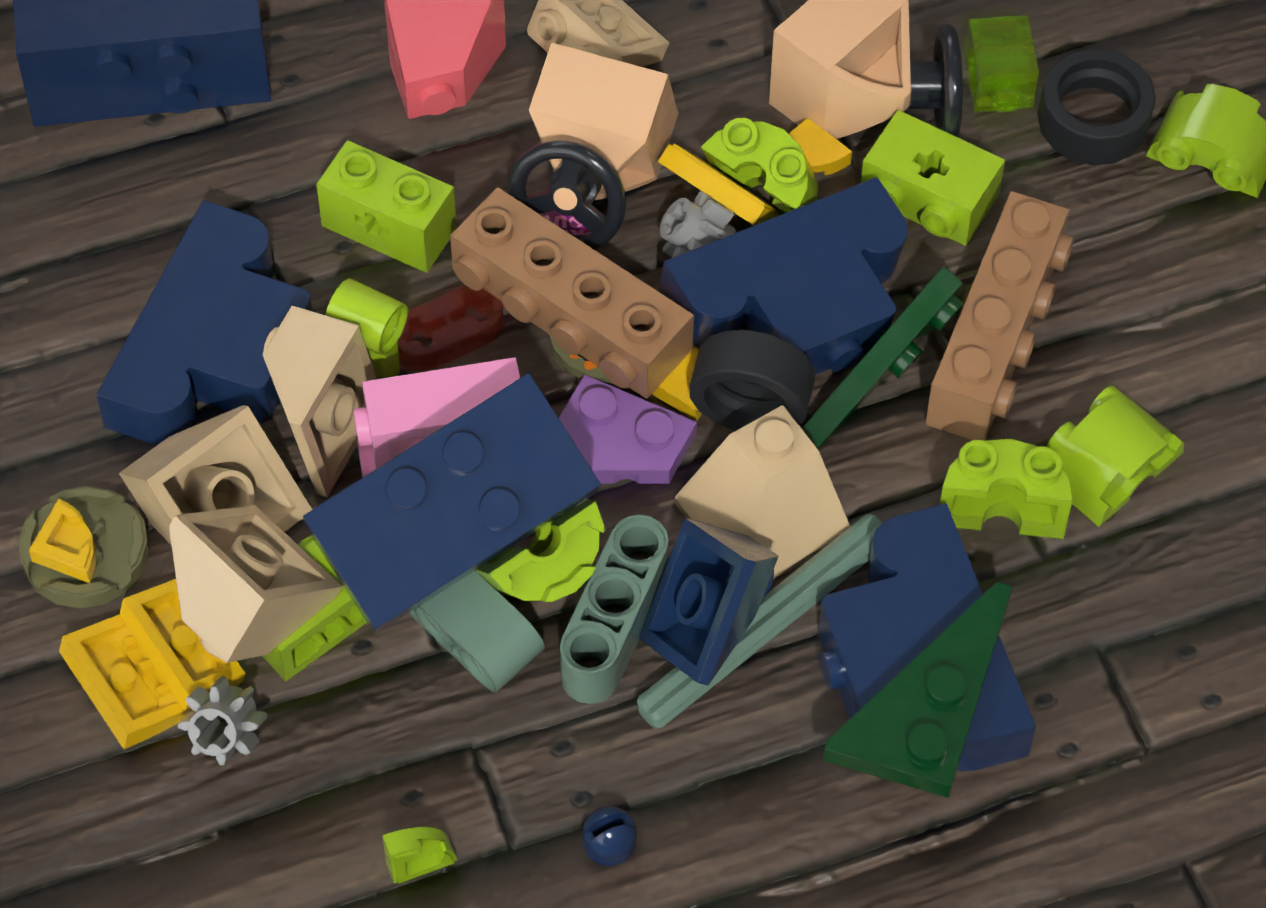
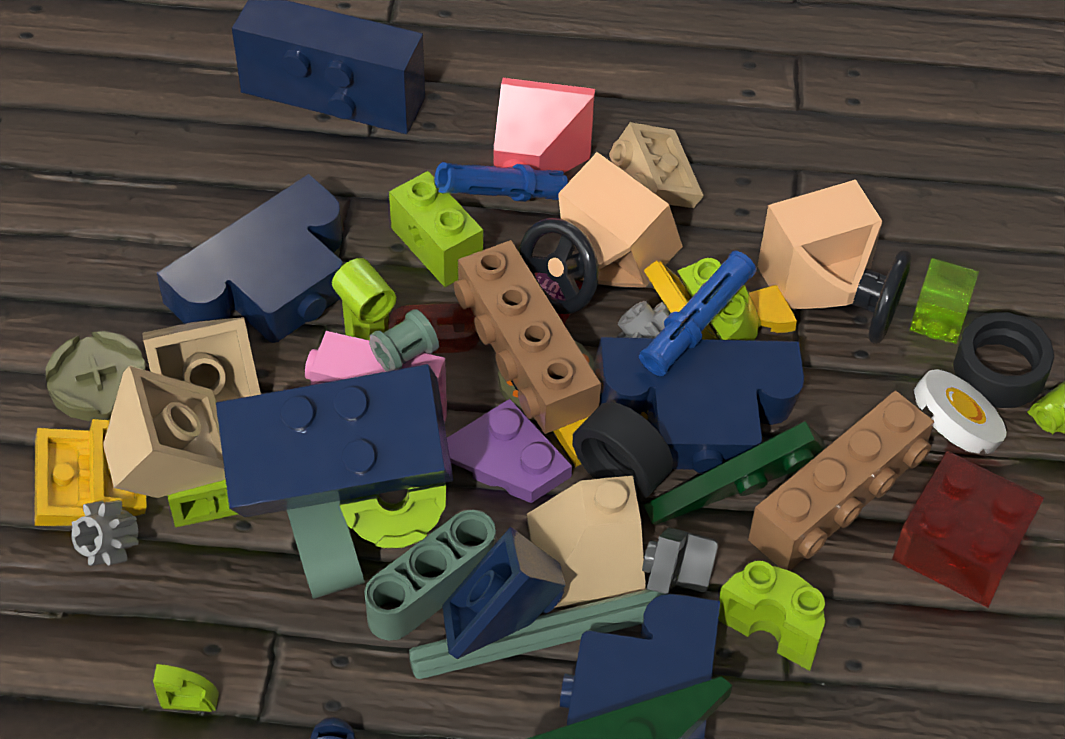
camera: 25 degrees right, 5 degrees down
(65, 543) = (79, 366): yellow tile -> none
(319, 380) = (296, 322): tan slope -> none
(451, 112) = (518, 182): none -> blue pin
(468, 358) = (404, 341): none -> sand green bush
(745, 248) = (685, 327): none -> blue pin
(875, 478) = (680, 560): none -> dark grey bracket
(935, 176) = (847, 361): lime brick -> none
(1088, 186) = (960, 412): none -> white tile
(1112, 453) = (878, 620): lime cylinder -> none
(1155, 314) = (967, 528): none -> clear red brick

